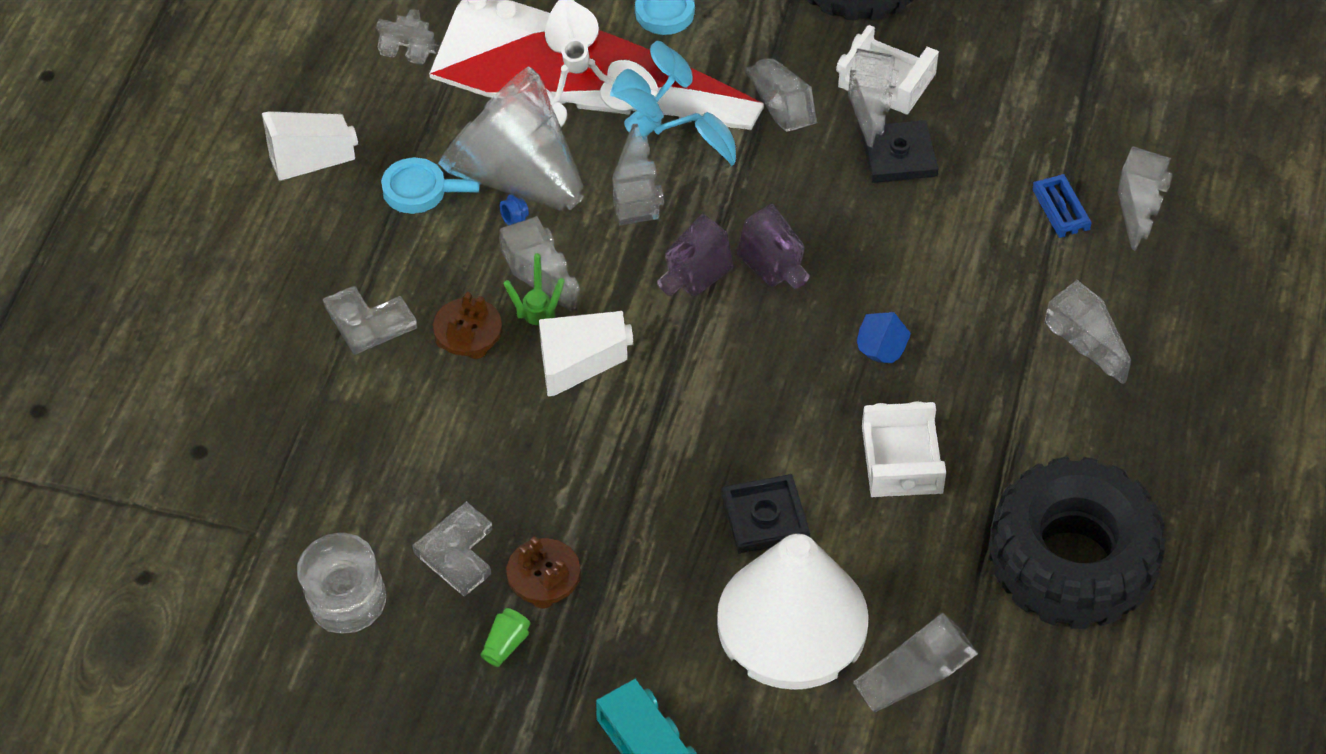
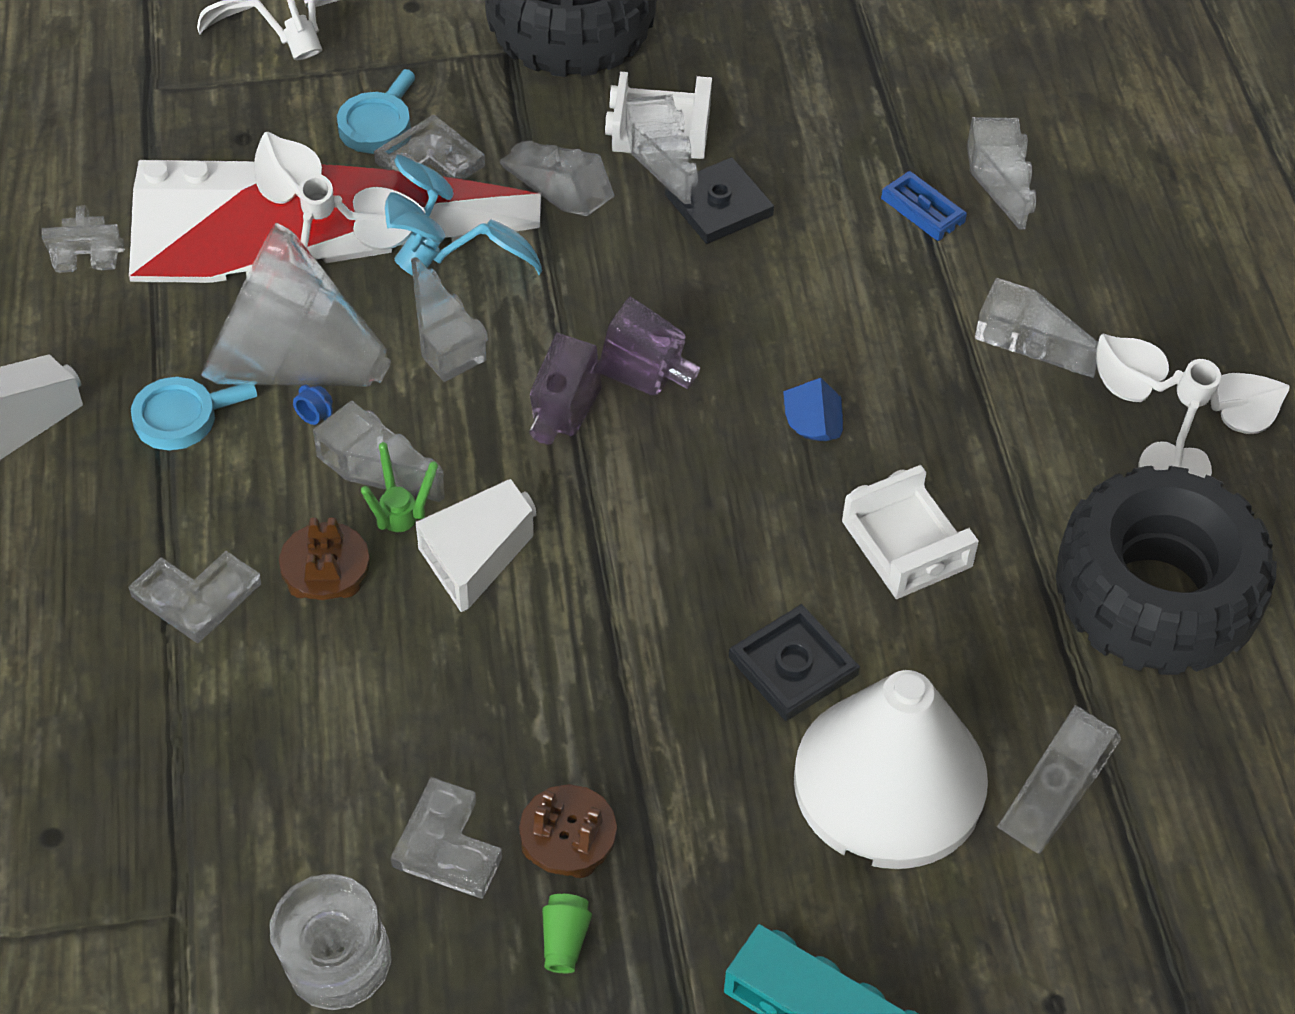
camera: 25 degrees left, 0 degrees up
(700, 41) = (433, 144): none -> clear plate
(1149, 384) = (1245, 400): none -> white plant

